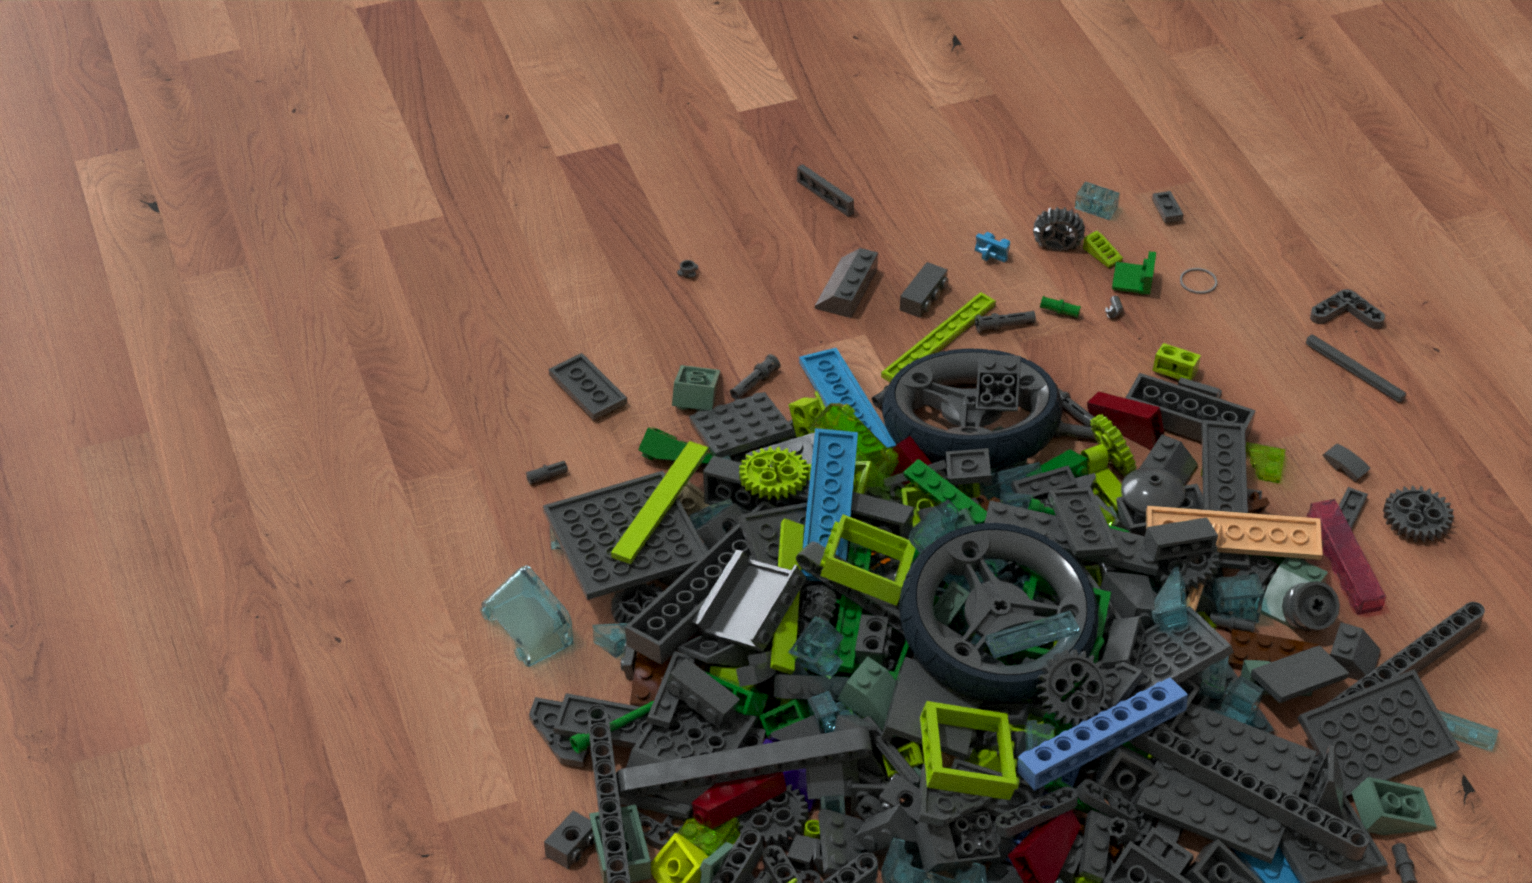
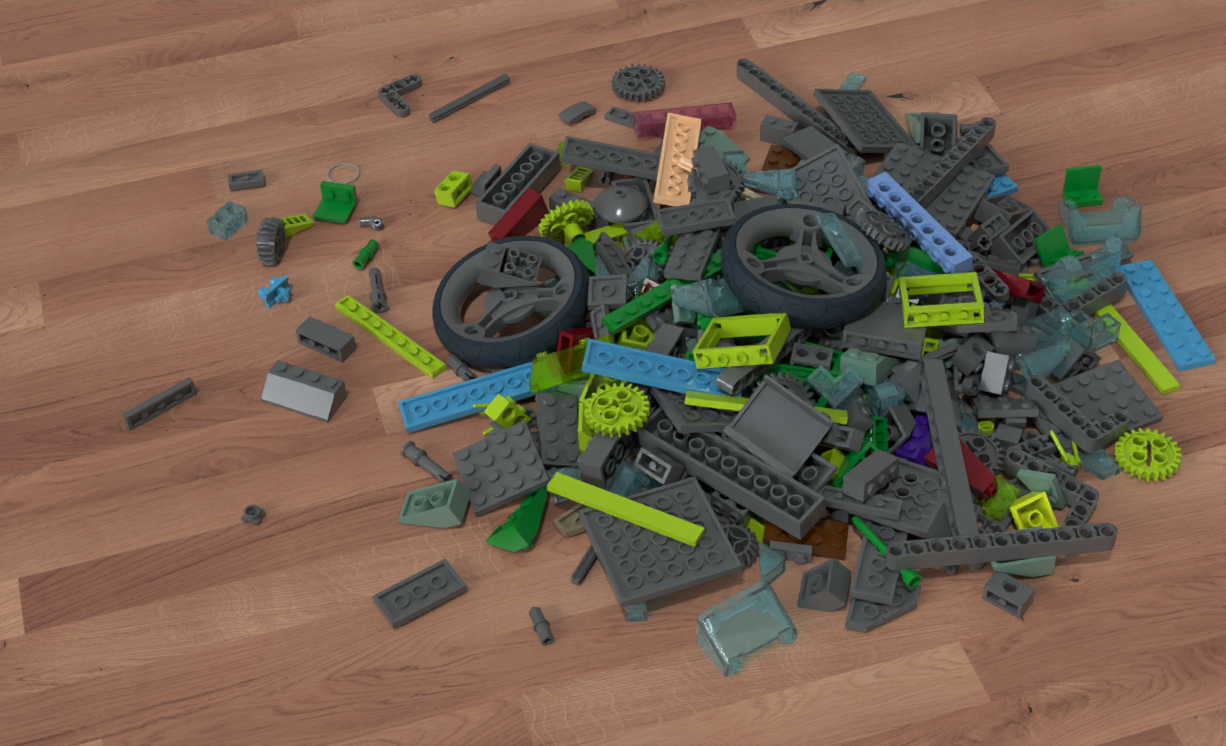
camera: 85 degrees left, 0 degrees up
(583, 682) = (825, 587): none -> dark grey slope
(1310, 606) = (744, 136): dark grey wheel -> none

